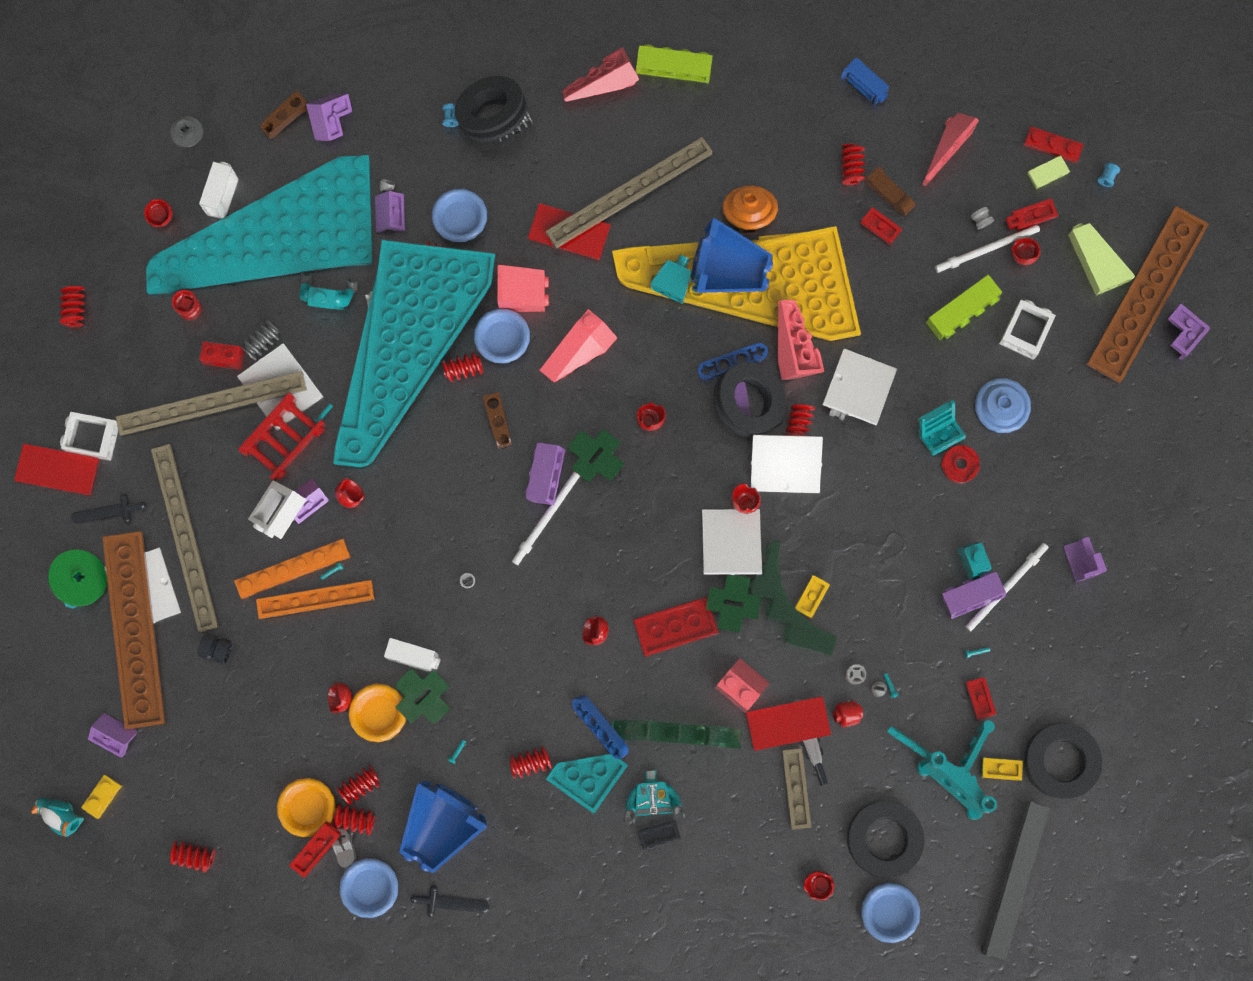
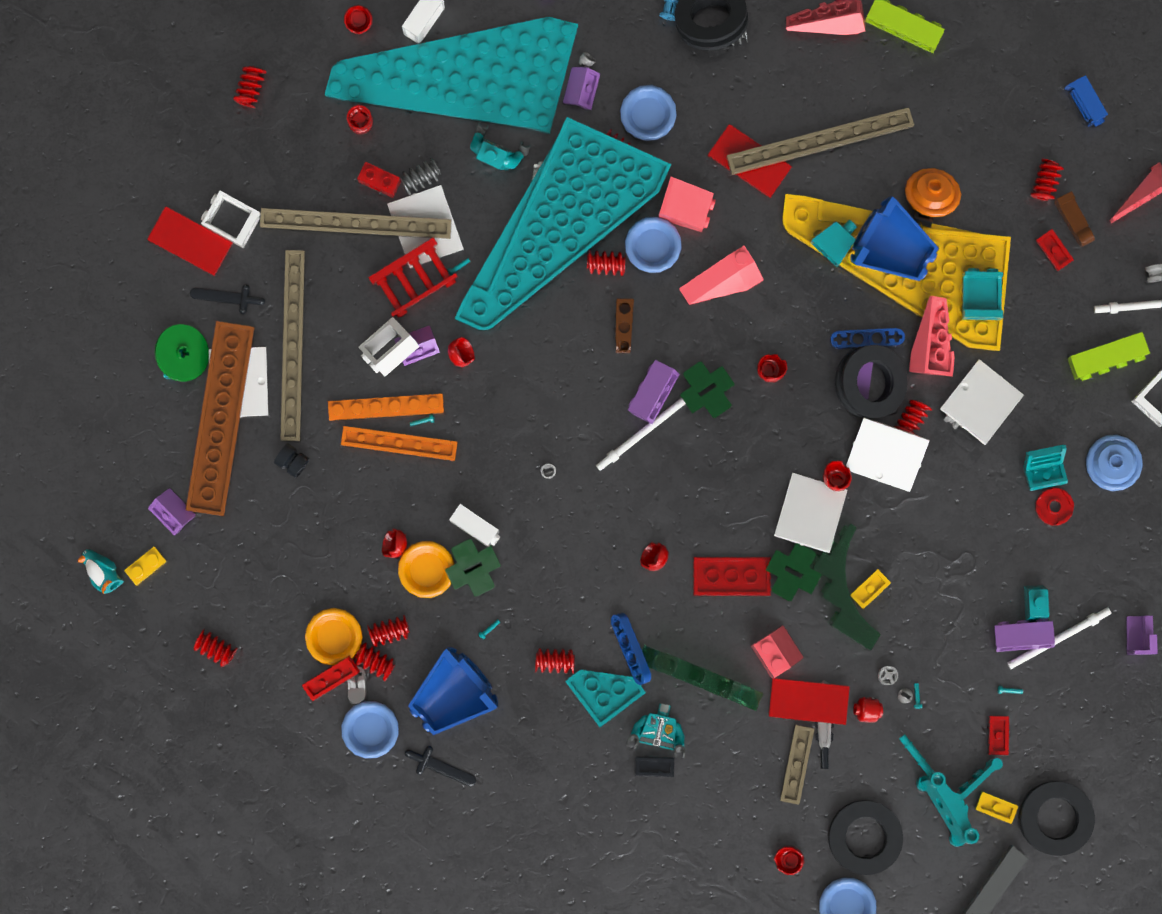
camera: 15 degrees right, 5 degrees up
(827, 286) = (982, 295): none -> teal panel

